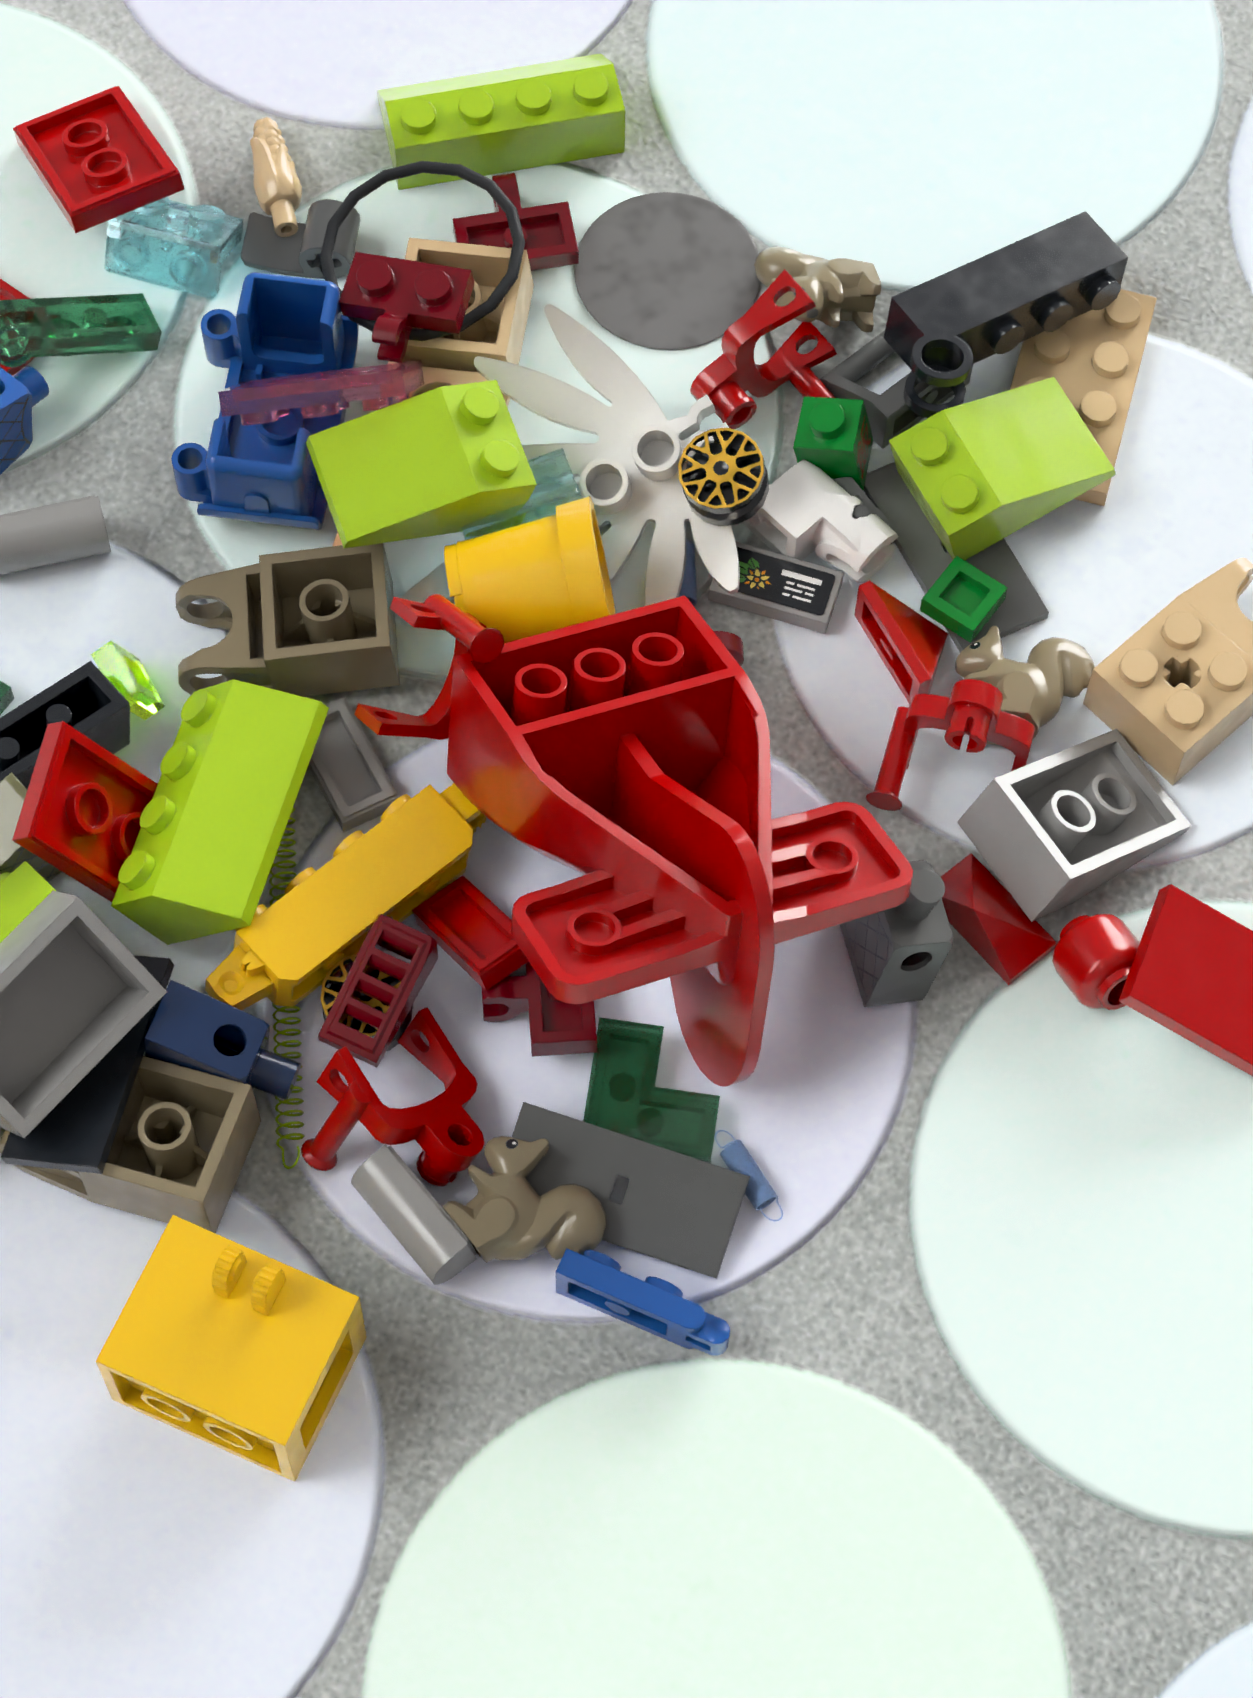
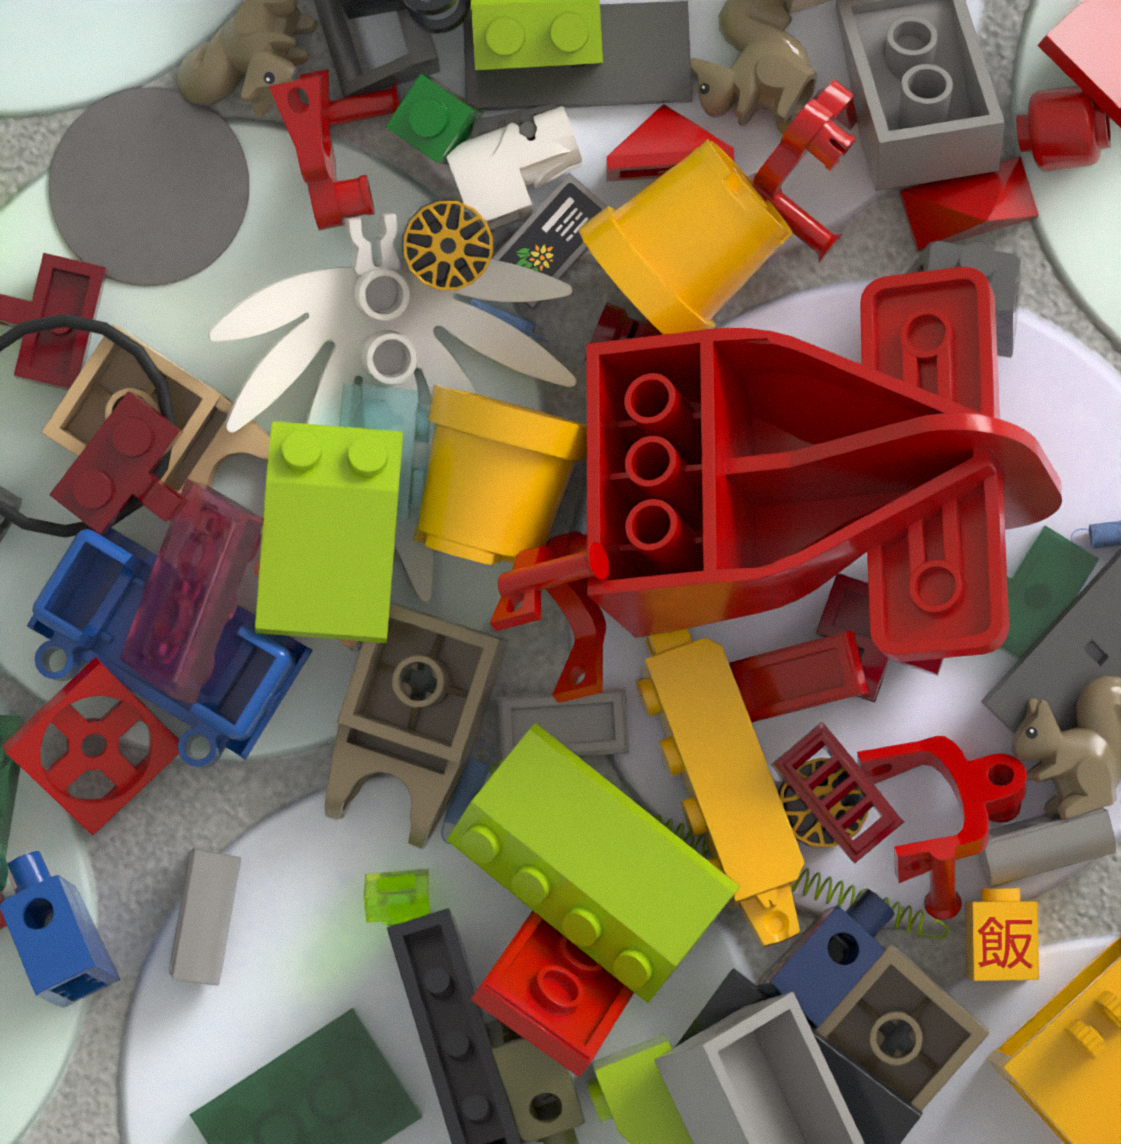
camera: 65 degrees left, 20 degrees up
(114, 379) = (129, 780): none -> red piece
(307, 1209) = (1001, 936): none -> yellow brick
(825, 656) = (687, 240): none -> yellow piece
(963, 599) = (652, 75): green plate -> none

